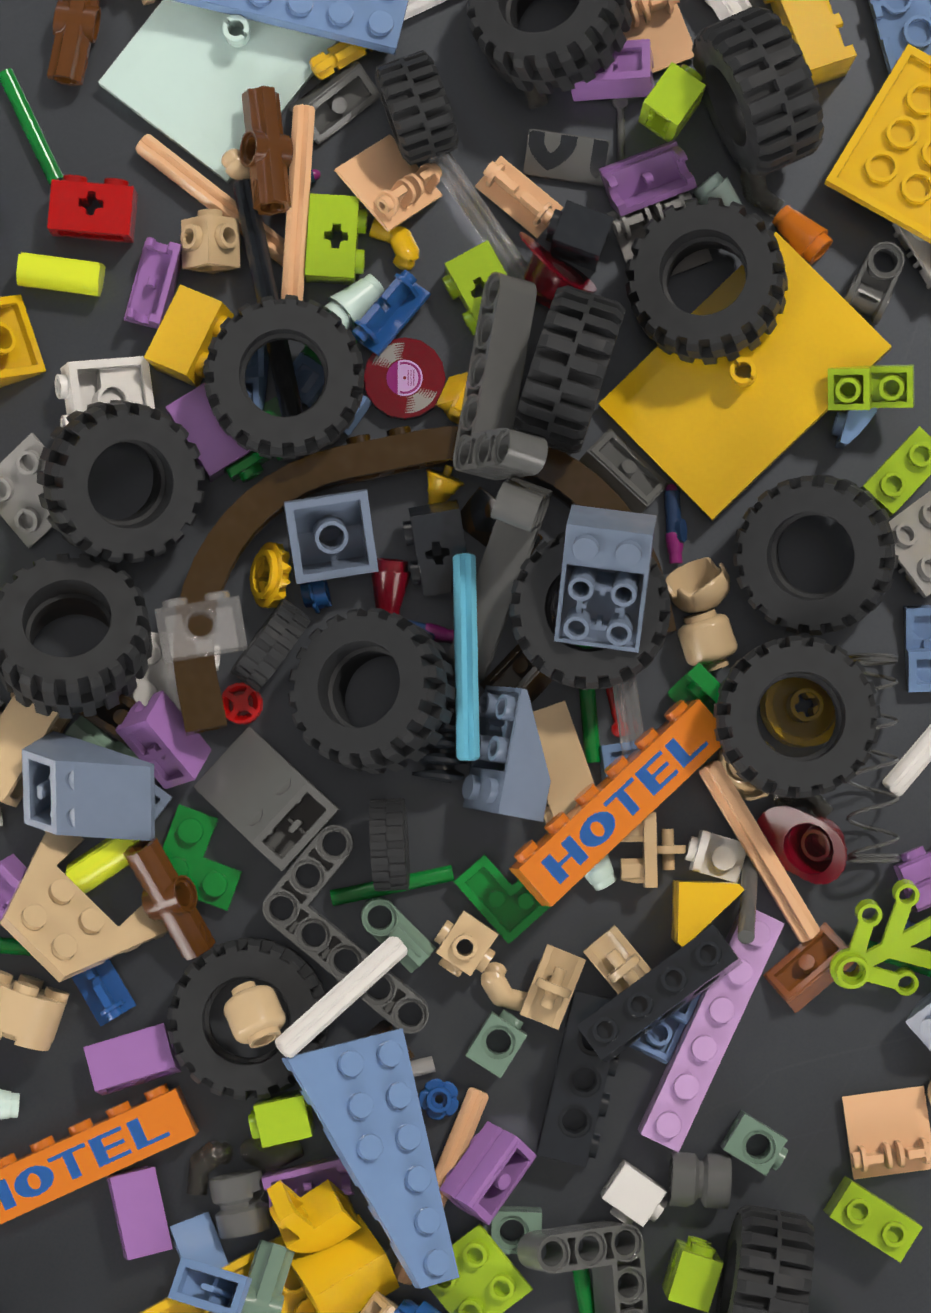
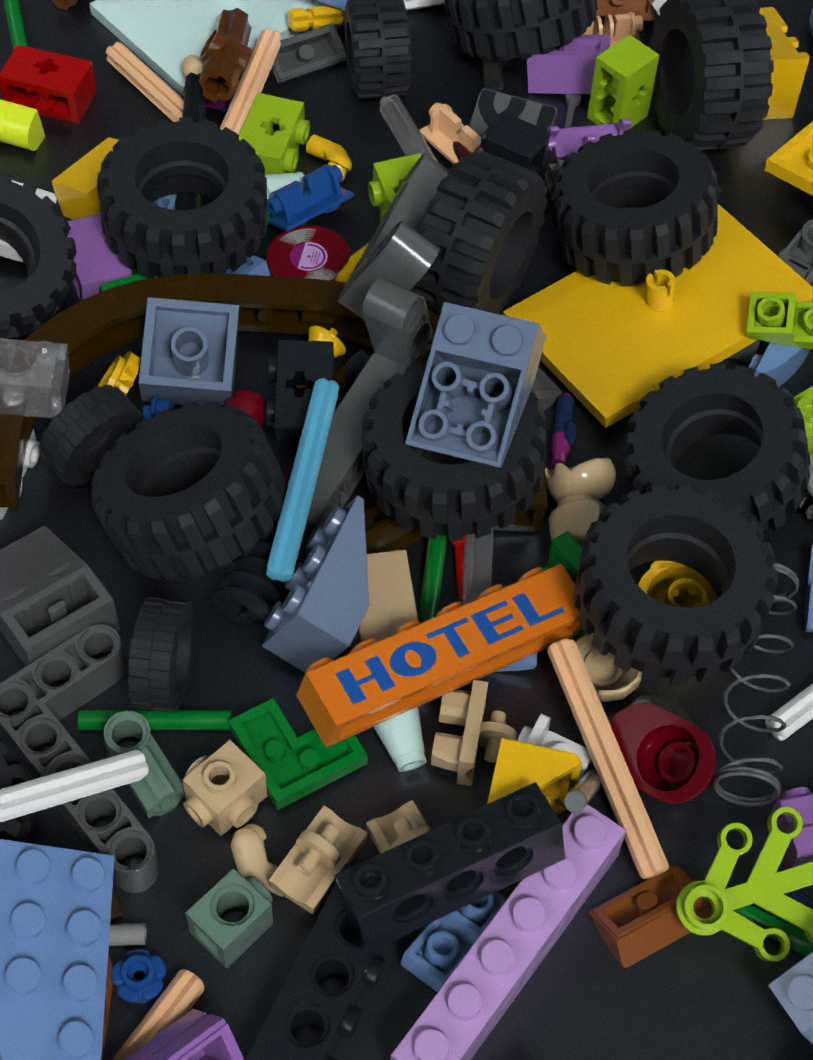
camera: 15 degrees right, 30 degrees down
(154, 283) = (87, 138): medium lavender hinge -> none
(210, 242) = (146, 107): tan brick -> none
(236, 699) = (45, 489): red wheel -> none
(389, 184) = (341, 108): light nougat hinge -> none
(802, 234) = (743, 210): orange cone -> none

